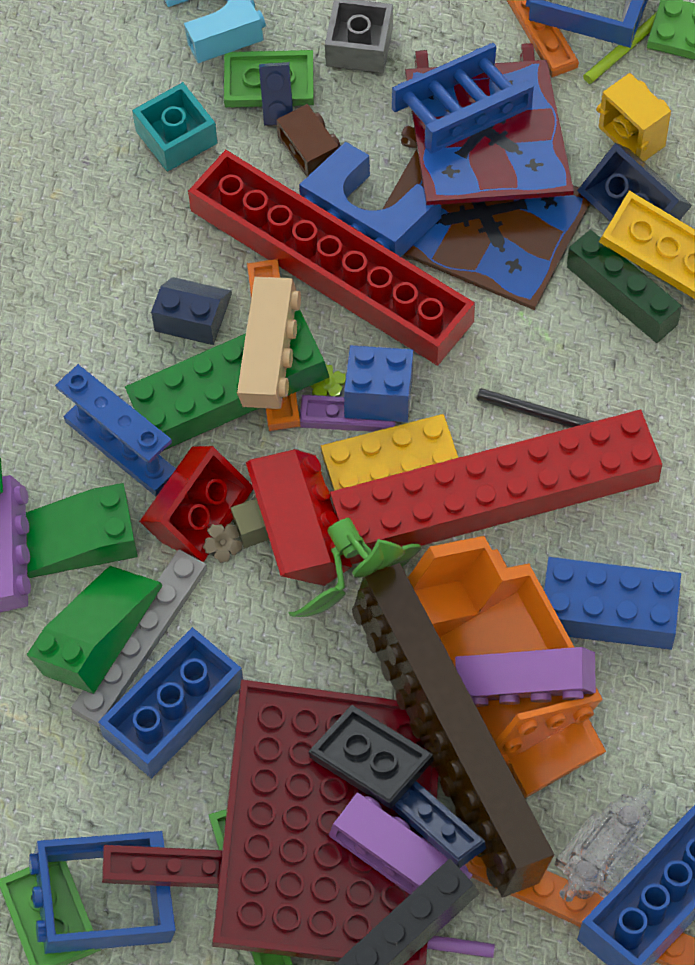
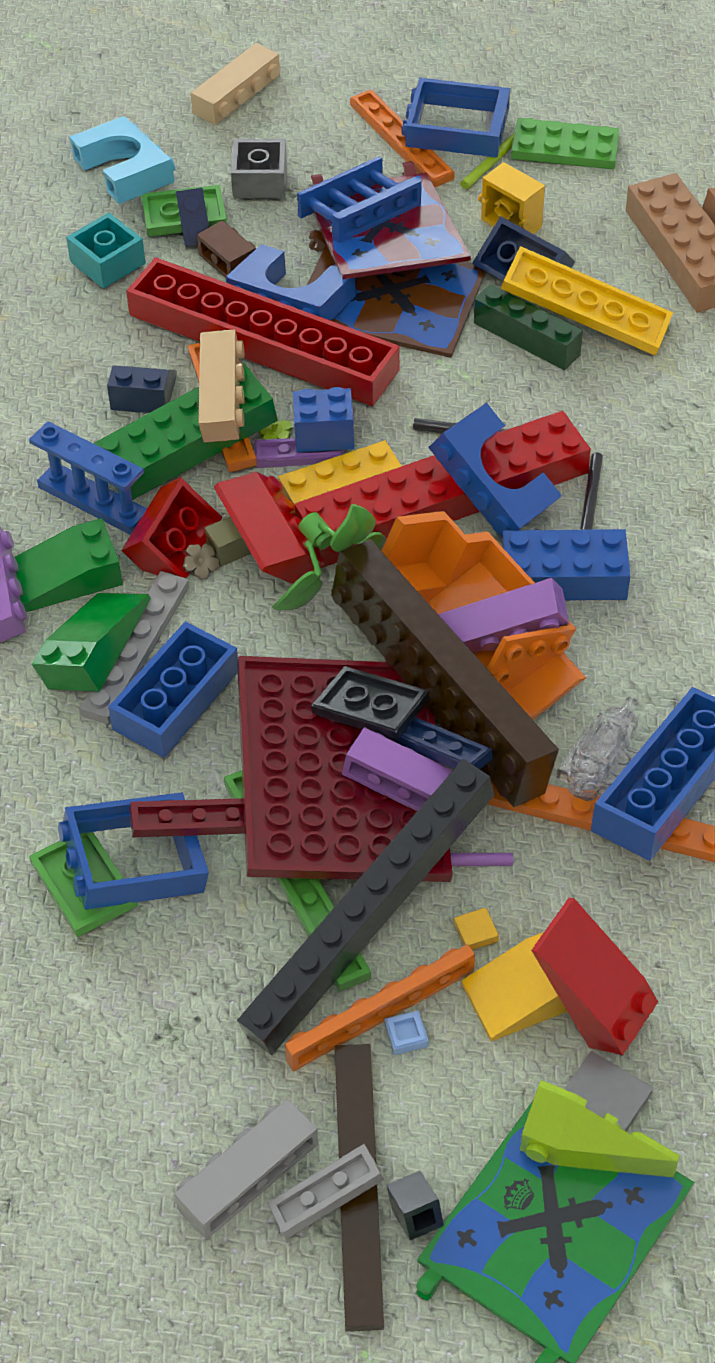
camera: 10 degrees left, 10 degrees down
(514, 463) = (460, 455): none -> blue arch
(655, 514) = (591, 491): none -> black bar

